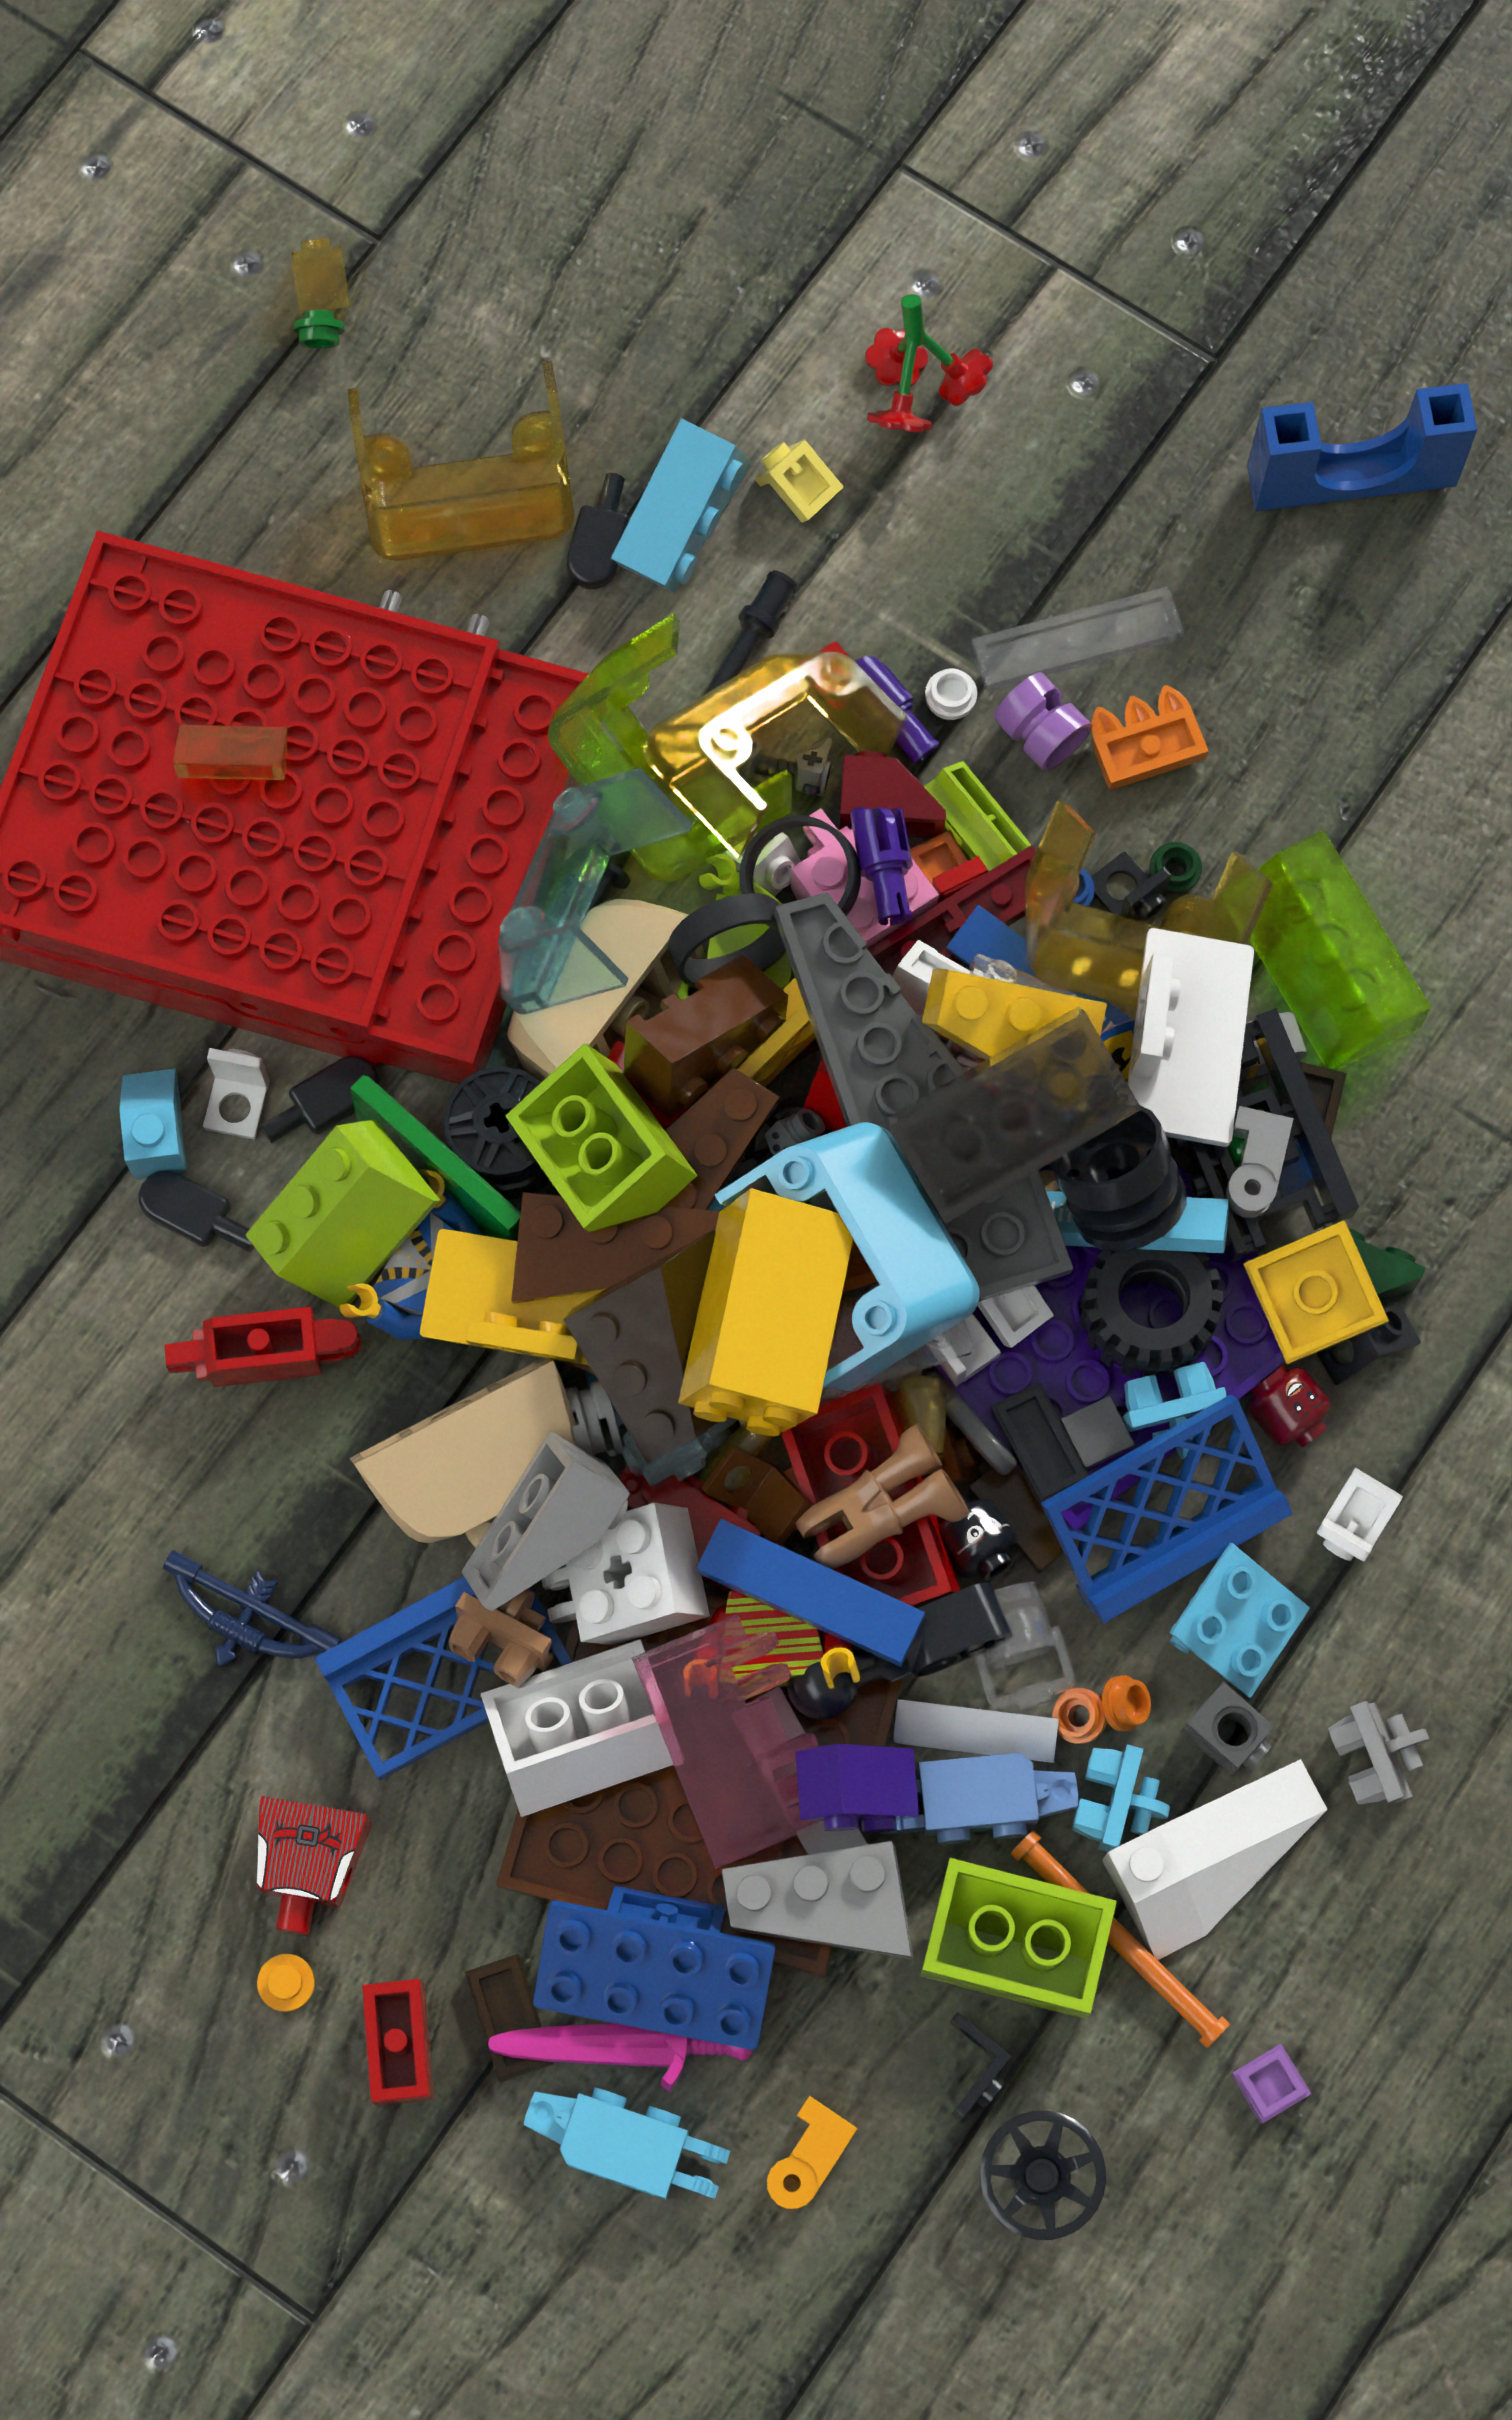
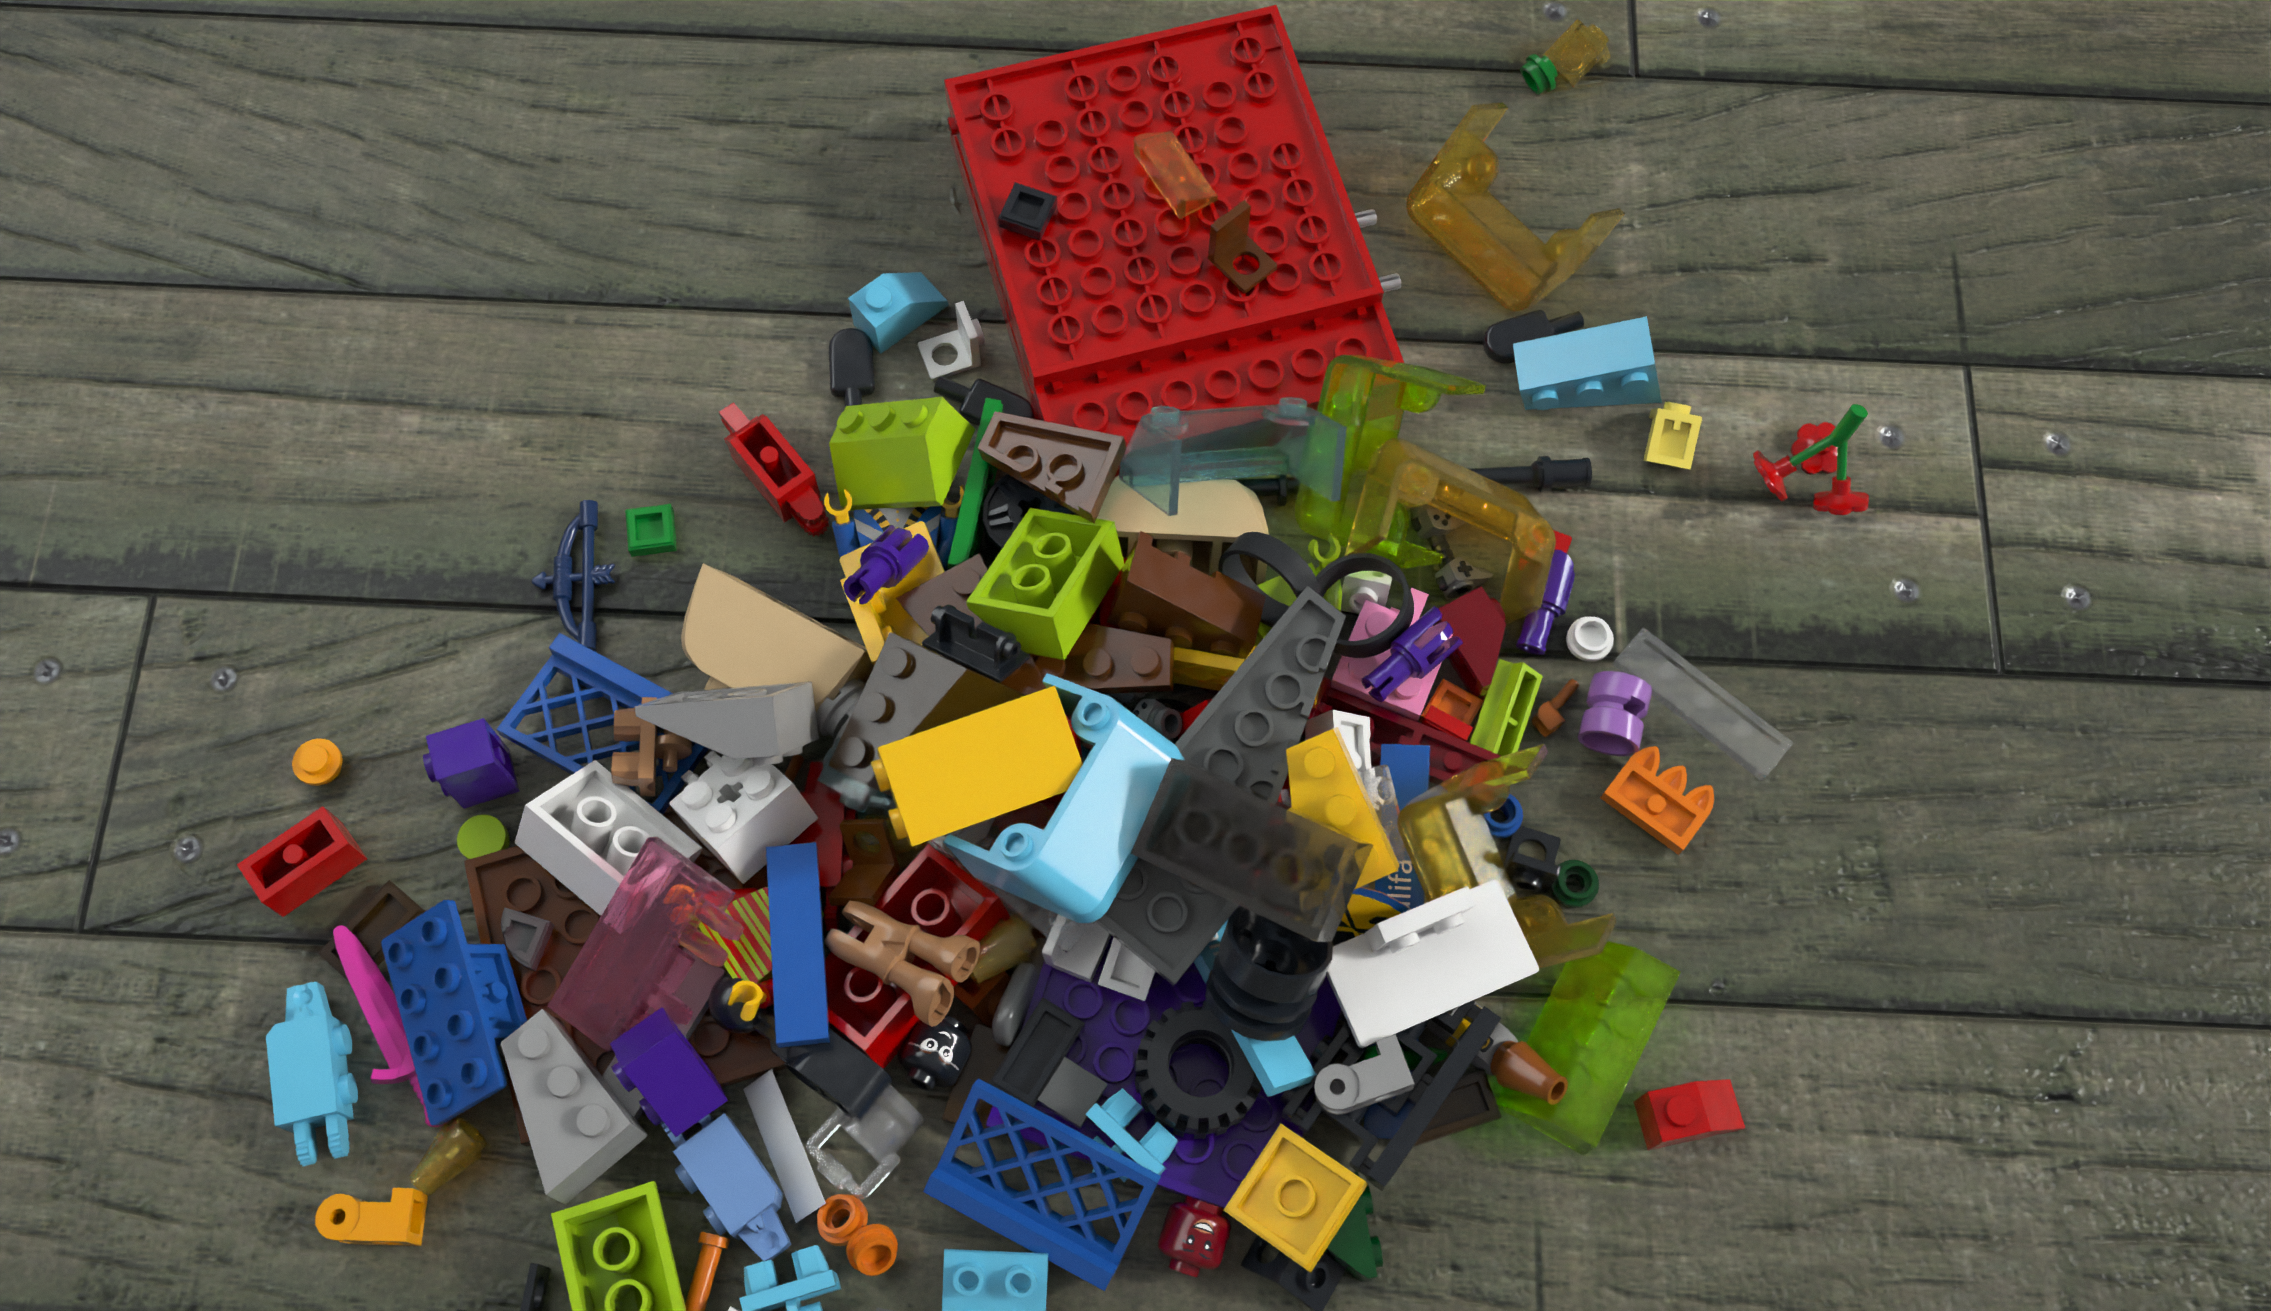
camera: 55 degrees right, 5 degrees down
(176, 920) = (1027, 211): none -> black tile
(240, 1513) = (650, 530): none -> green tile
(307, 1857) = (407, 713): torso -> none
(350, 744) = (1230, 240): none -> reddish brown bracket
(403, 1819) = (470, 763): none -> dark purple brick
(475, 1059) = (1055, 459): none -> wing
(476, 1289) = (885, 563): none -> dark purple arm
(477, 1858) = (482, 836): none -> lime tile
(618, 1862) = (525, 936): none -> dark grey tile
(641, 1244) = (979, 649): none -> black hinge
(790, 2052) = (449, 1154): none -> clear yellow cone
(1002, 784) = (1548, 718): none -> dark orange hand
(1326, 1022) = (1525, 1071): none -> dark orange cone
(1422, 453) = (2040, 861): blue arch -> none
(1443, 913) = (1688, 1112): none -> red slope

